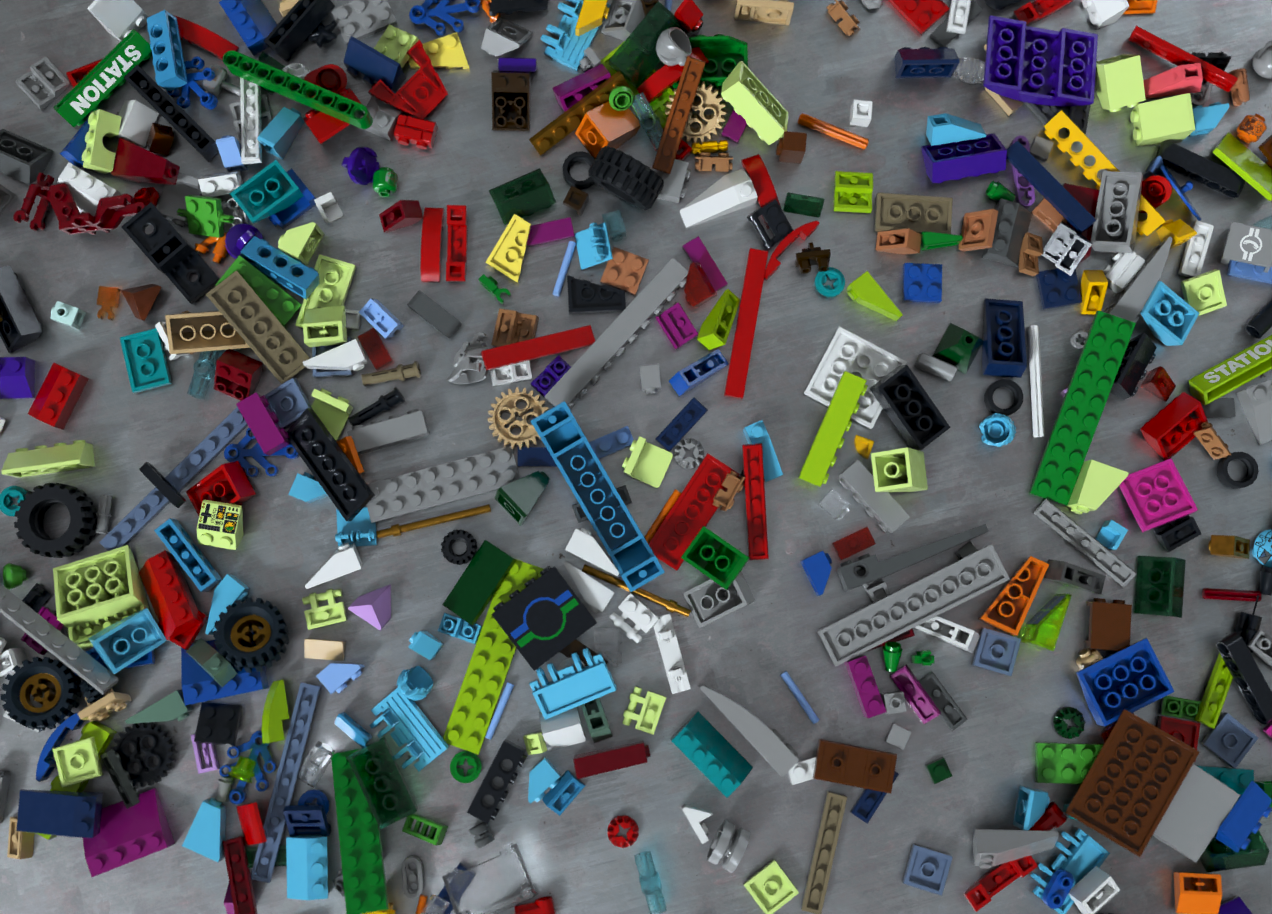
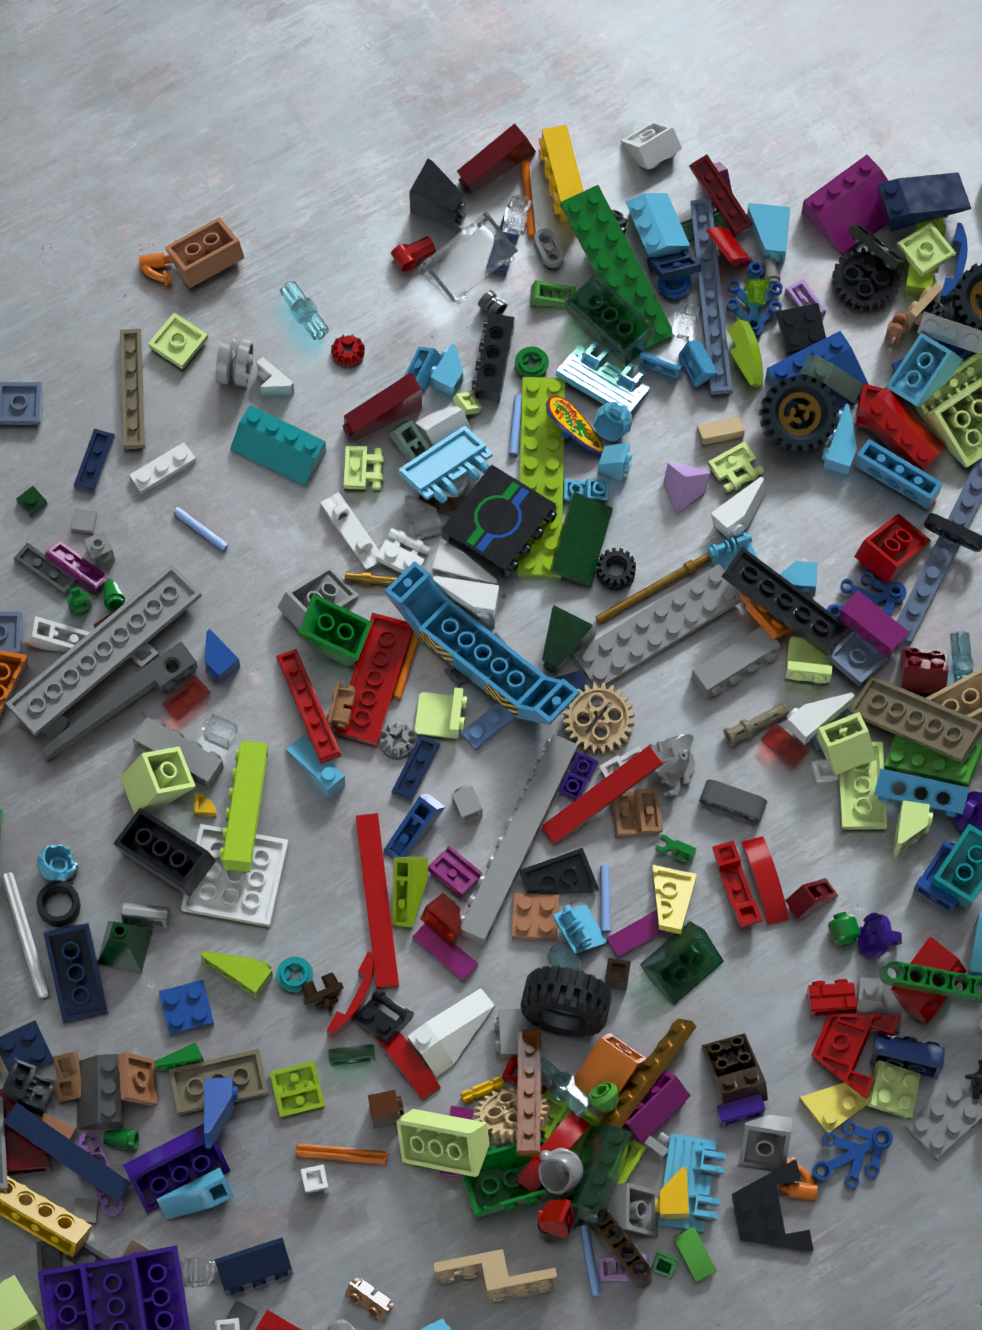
camera: 165 degrees right, 15 degrees down
(19, 842) = (956, 163): tan slope -> none
(131, 693) = (896, 328): none -> nougat hinge
(167, 709) = (863, 323): sand green slope -> none
(220, 525) = (876, 510): yellowish green slope -> none
(321, 718) = (697, 362): none -> dark azure slope
(328, 77) = (956, 1020): red piece -> none
(329, 208) = (897, 882): white panel -> none
(338, 674) = (696, 408): light blue slope -> none
(381, 318) = (790, 778): light blue hinge -> none
(384, 403) = (753, 692): black pin -> none
(450, 692) = (573, 423): none -> shield
(577, 156) = (626, 1031): black tyre -> none
(721, 162) = (482, 1071): medium nougat hinge -> none
(764, 740) = (244, 478): light grey slope -> none
(855, 766) = (123, 477): reddish brown container -> none
(865, 686) = (132, 554): magenta brick -> none
(899, 241) = (225, 1042): nougat slope -> none
(923, 184) = (218, 1106): none -> blue slope

